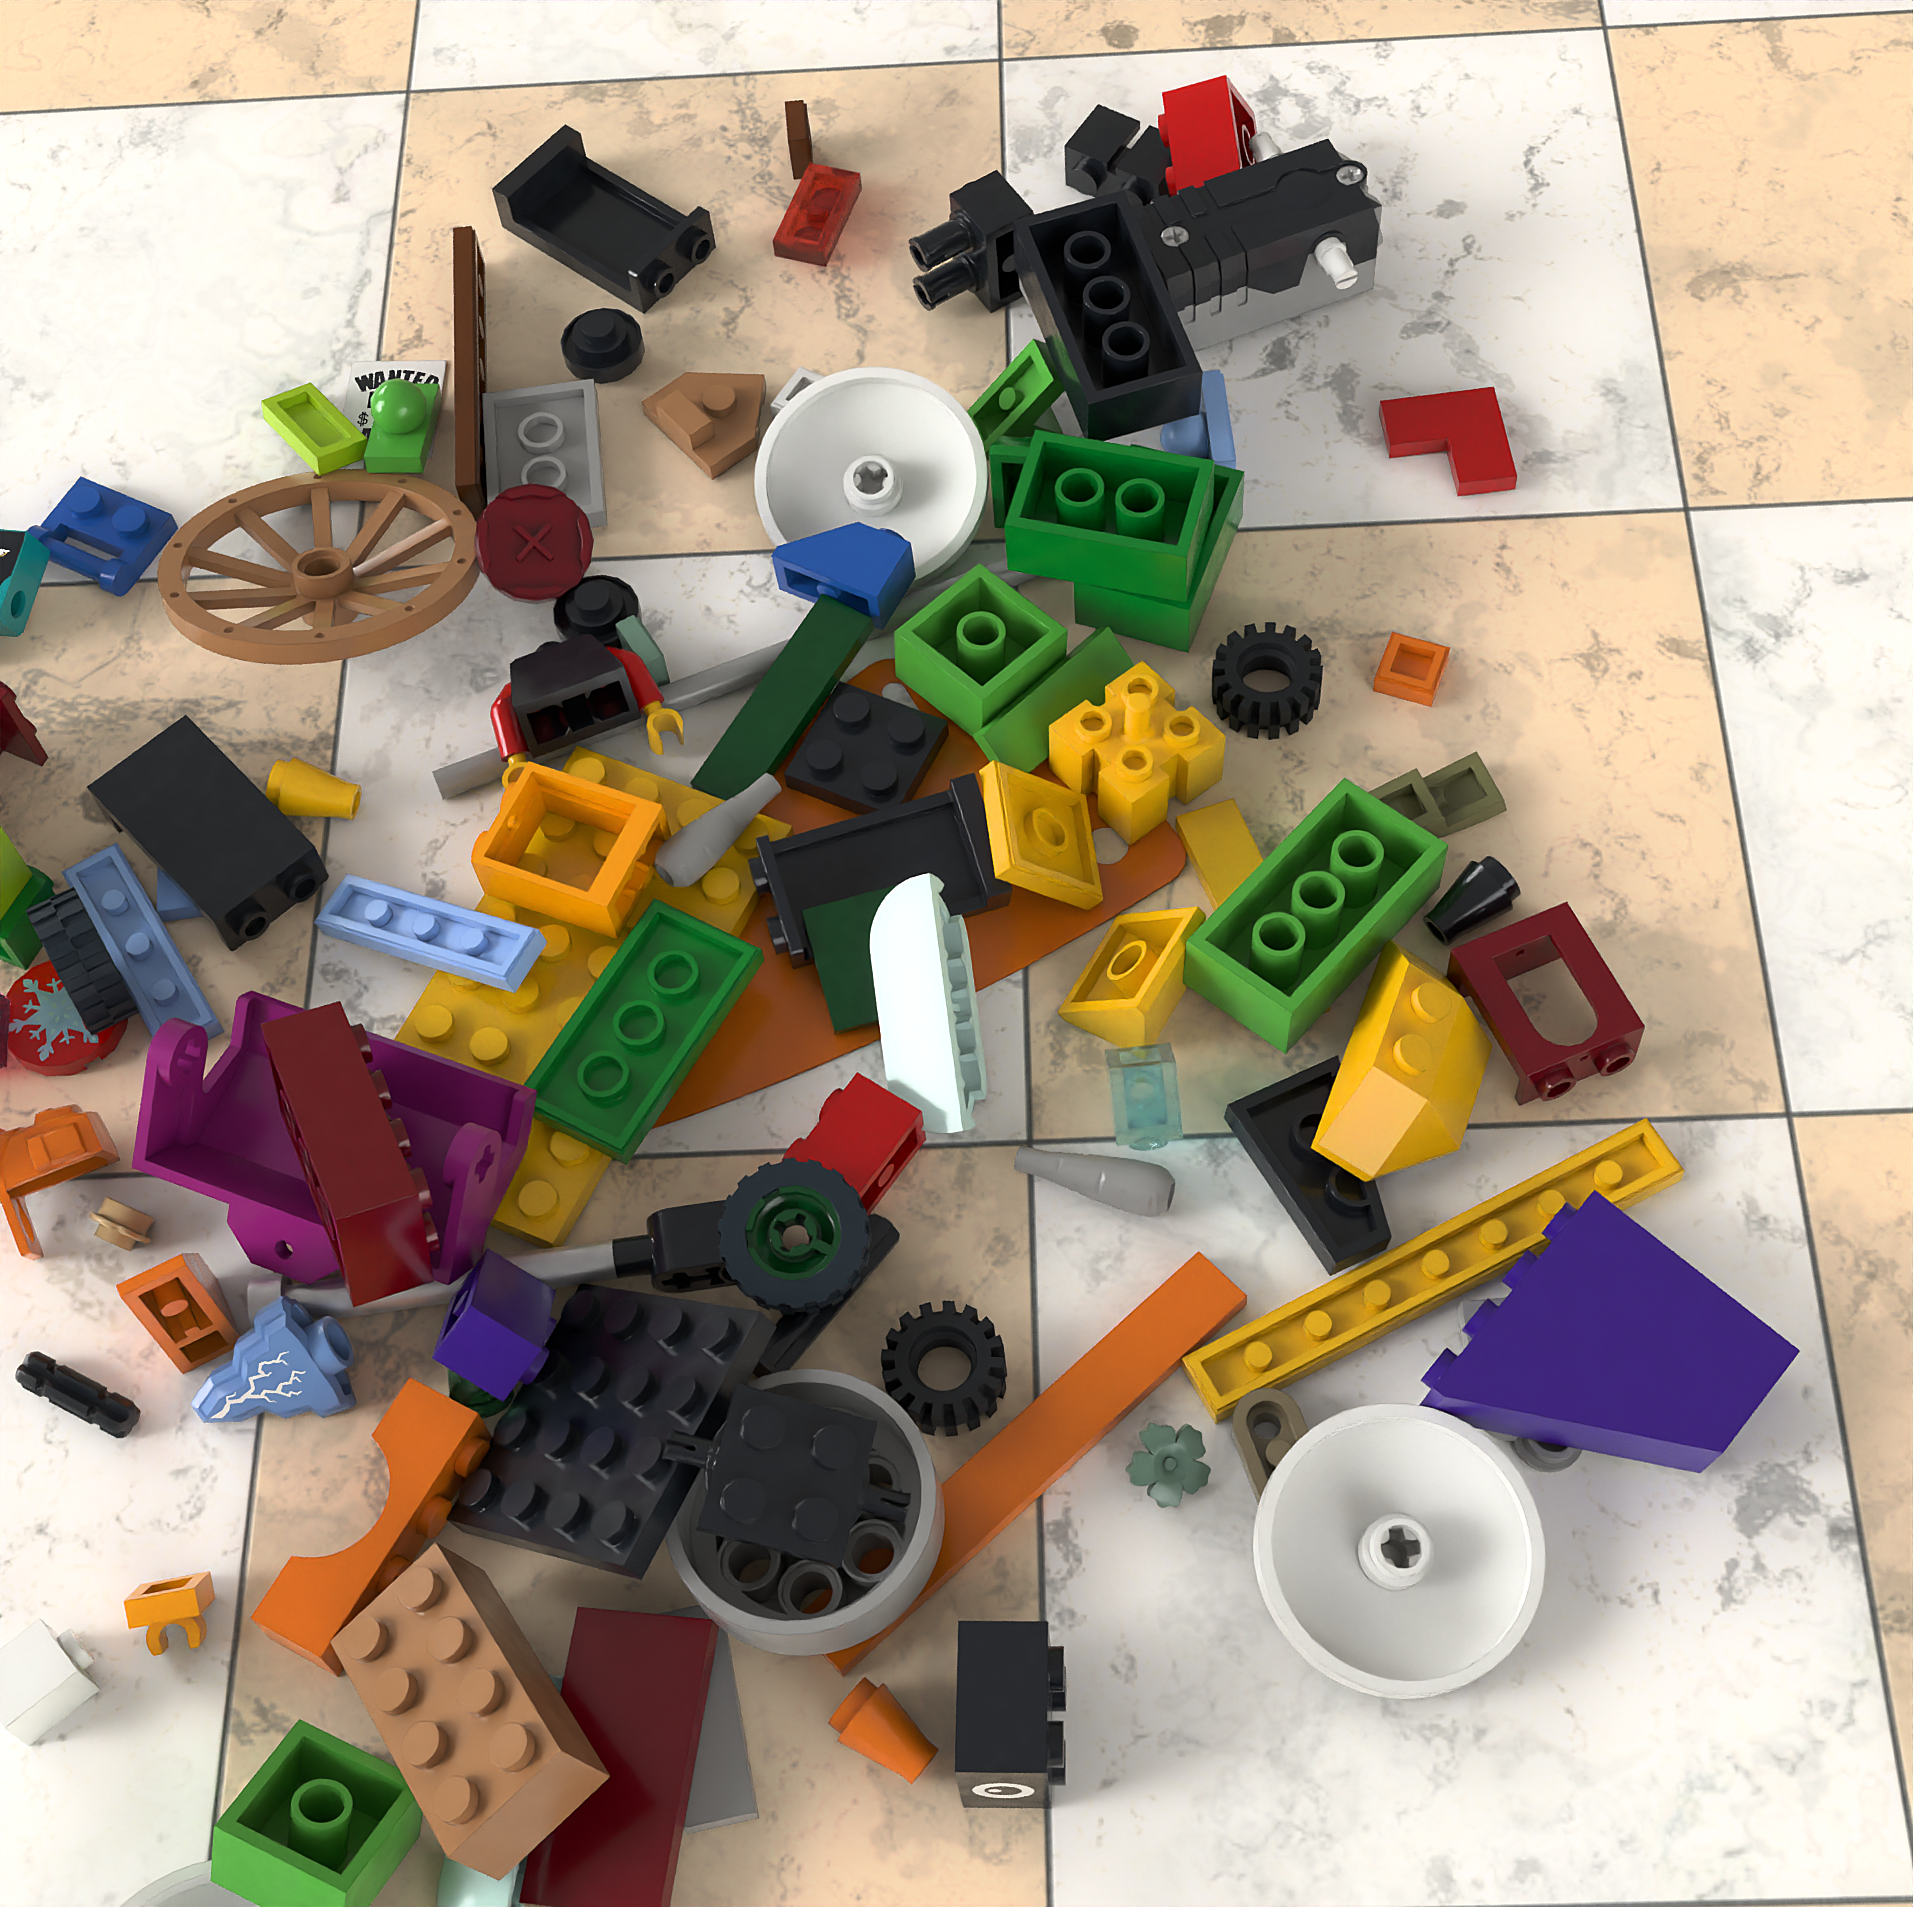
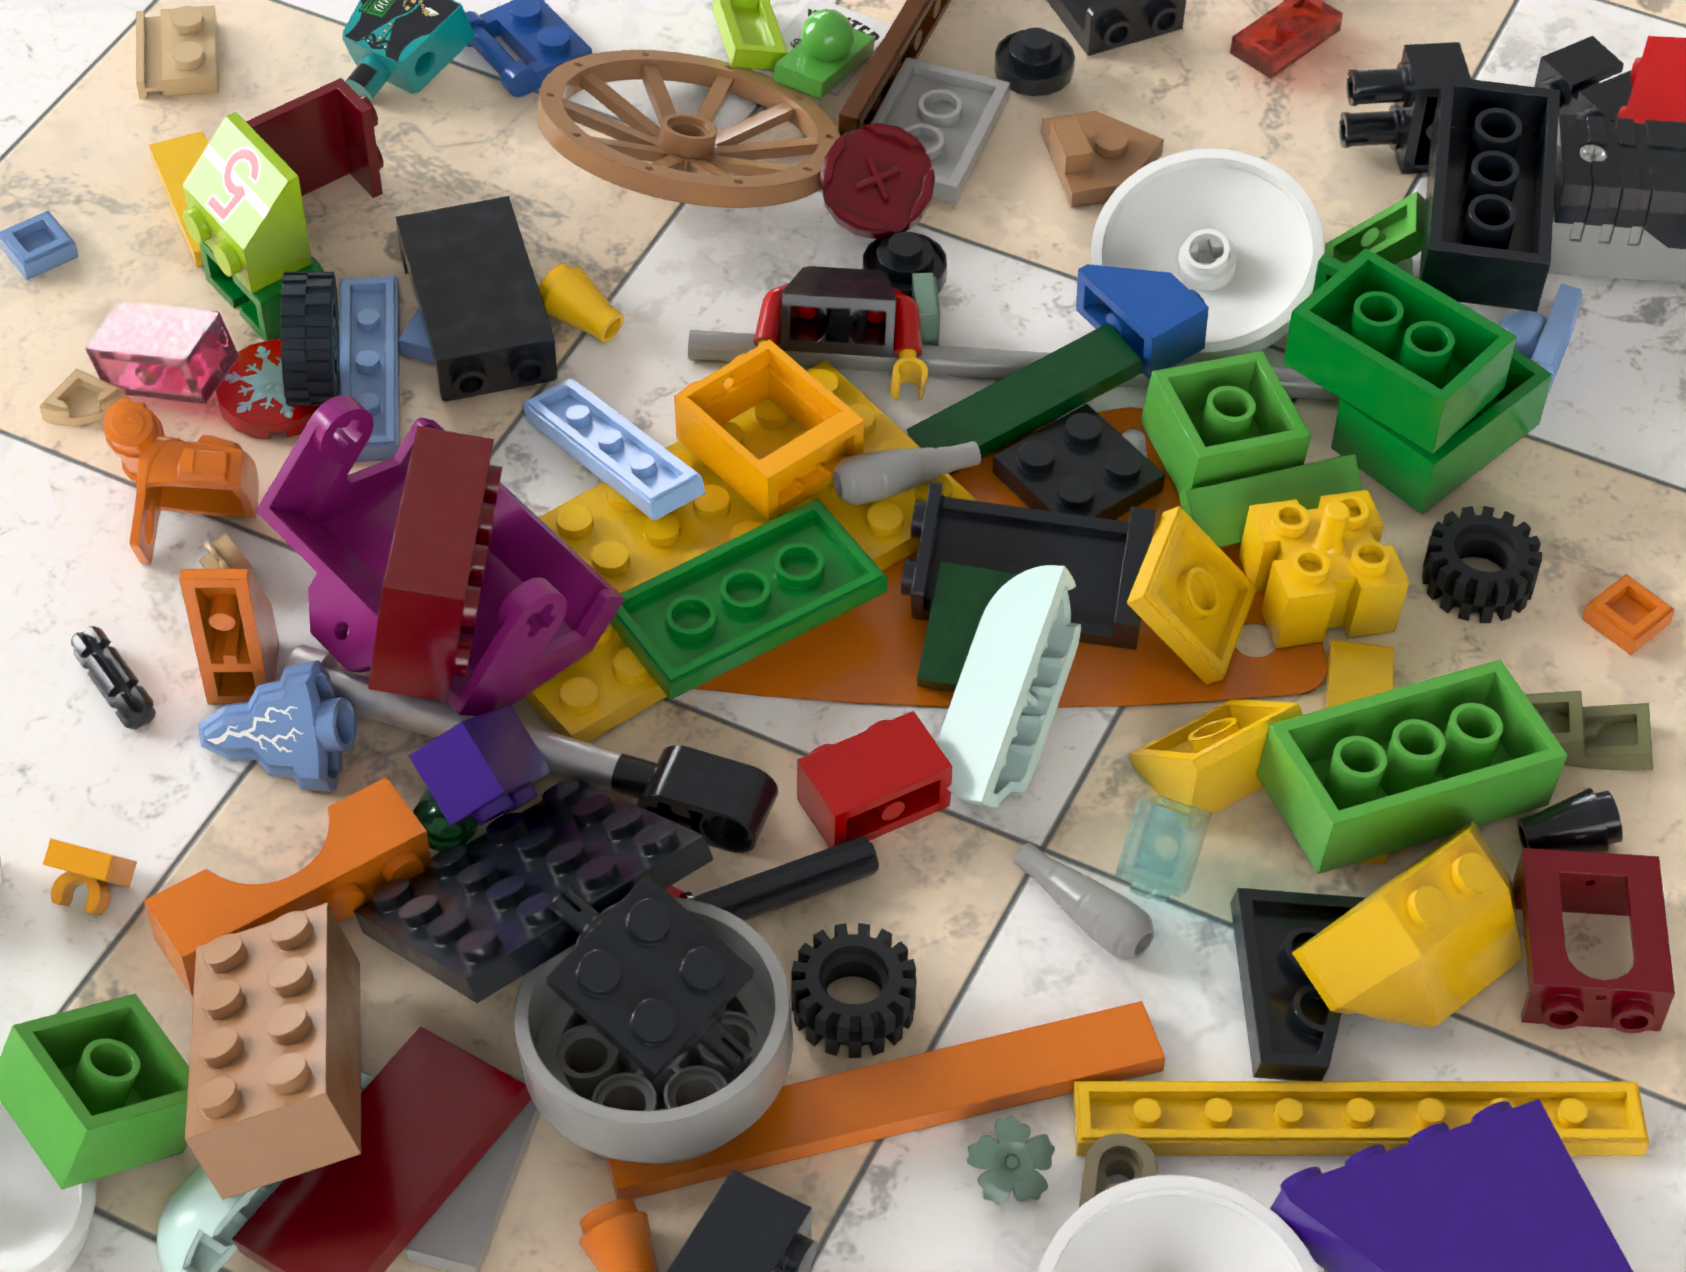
camera: 20 degrees right, 10 degrees down
(806, 1274) = (767, 846): black wheel -> none

